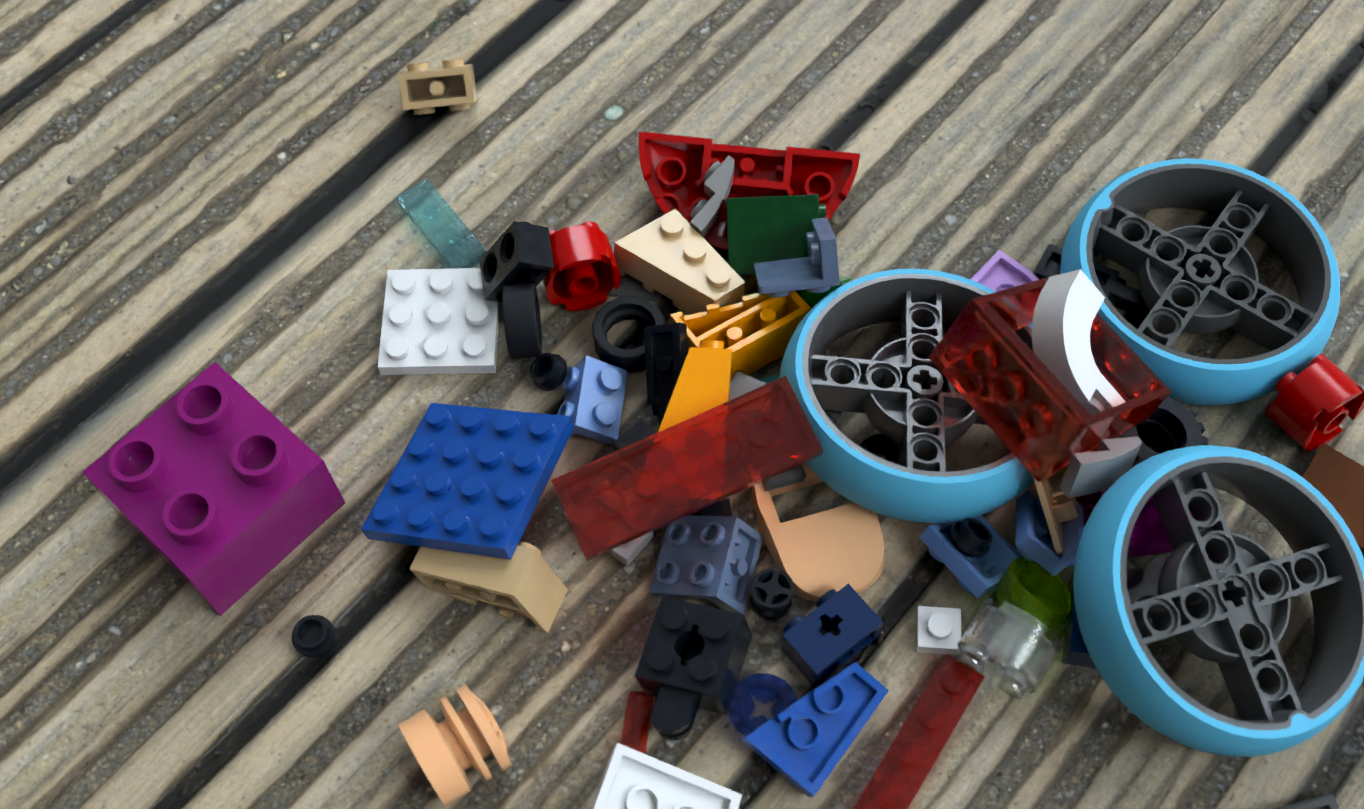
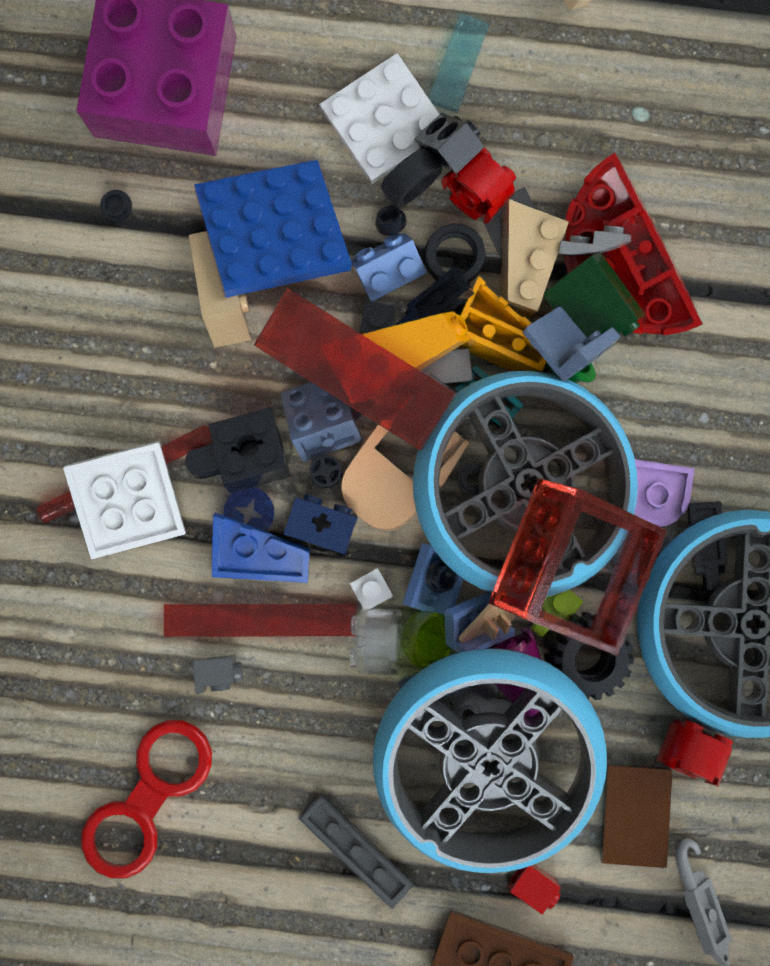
camera: 50 degrees right, 25 degrees up
(455, 744) = (97, 345): light nougat wheel -> none
(1063, 338) = (604, 561): white arch -> none
(1099, 469) = (539, 641): light grey slope -> none

